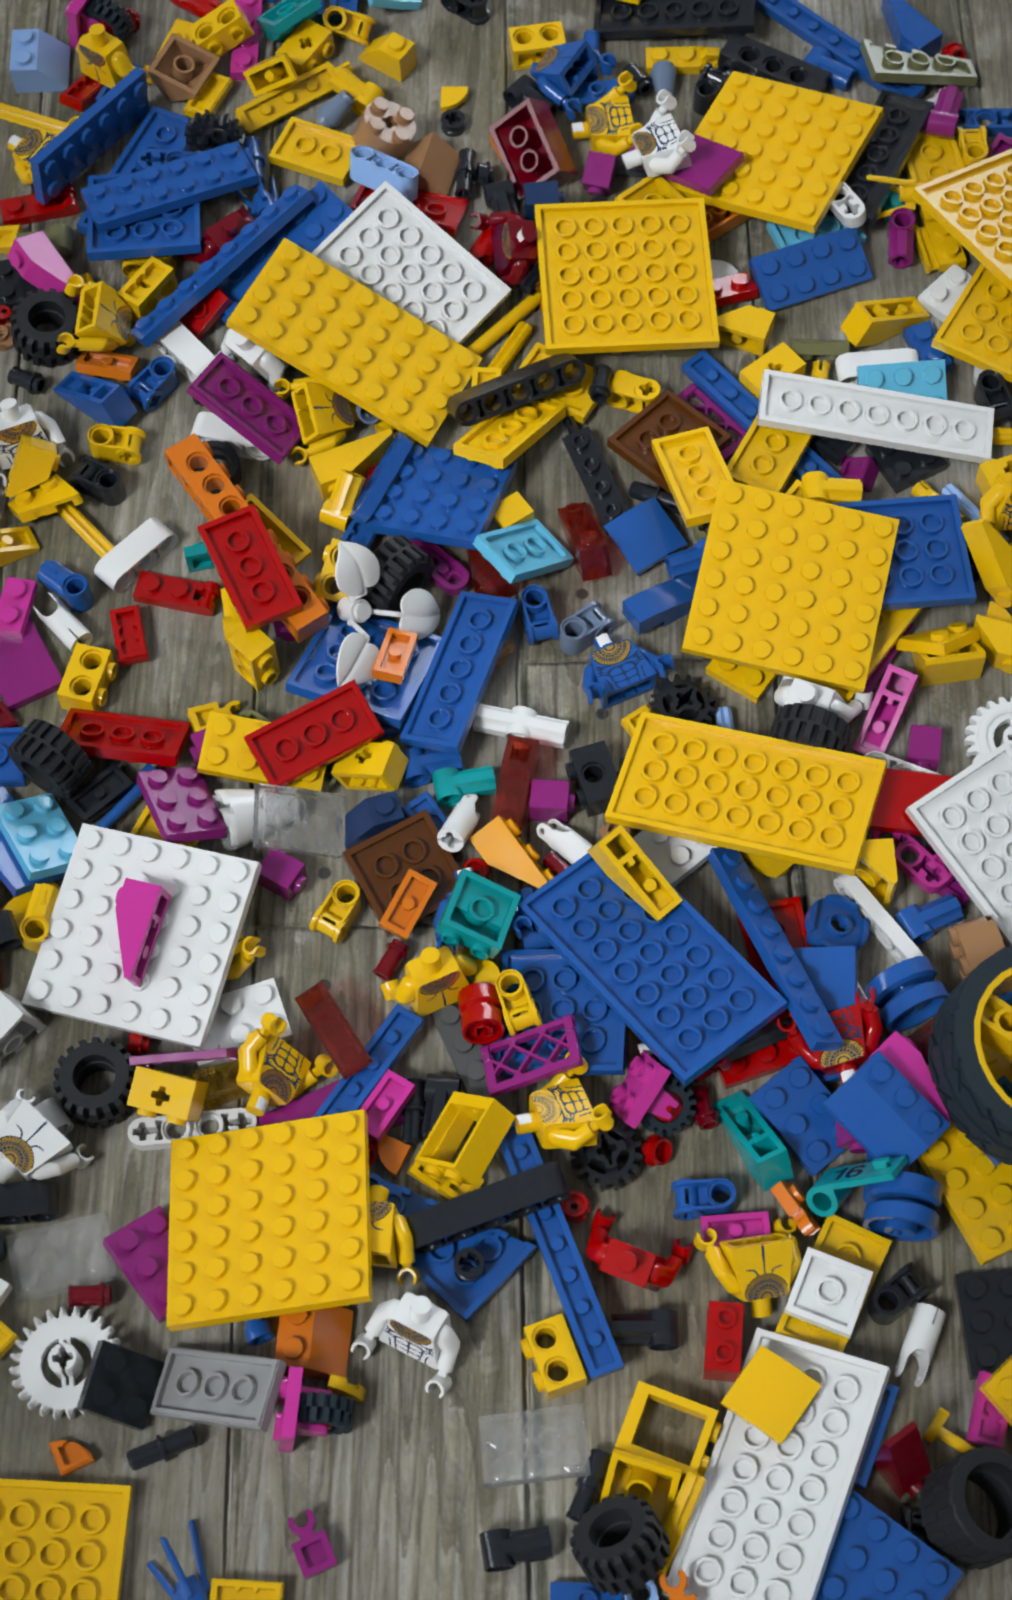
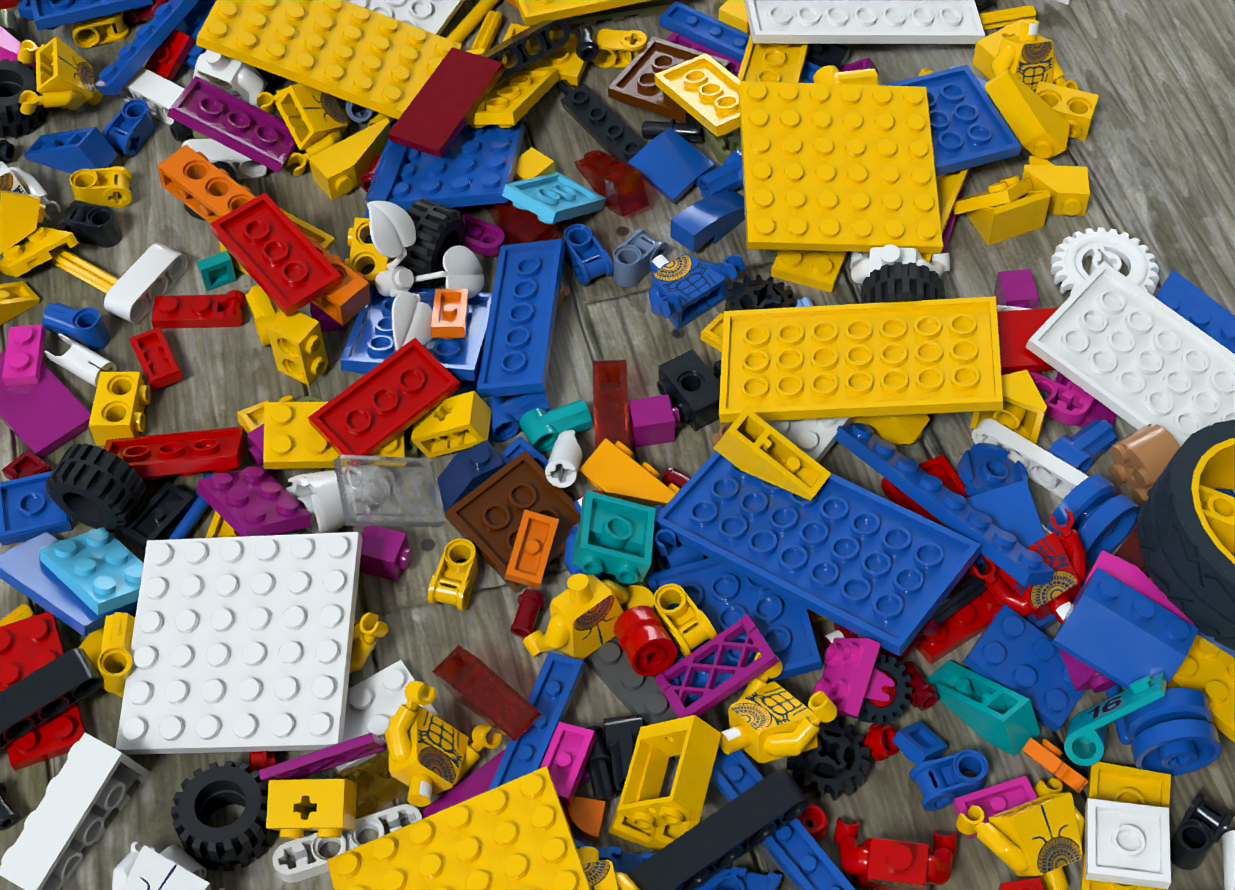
camera: 15 degrees left, 10 degrees down
(108, 365) = (75, 119): orange plate -> none
(139, 920) = (237, 616): dark pink slope -> none
(148, 287) = (104, 42): yellow brick -> none
(344, 496) = (355, 183): yellow piece -> none
(446, 432) = (446, 102): none -> dark red tile
(521, 722) = (579, 357): white piece -> none
(564, 840) = (678, 454): white piece -> none
(688, 1160) = (919, 743): none -> blue plate
(886, 710) = (968, 259): dark pink slope -> none
(904, 468) = (901, 61): black plate -> none

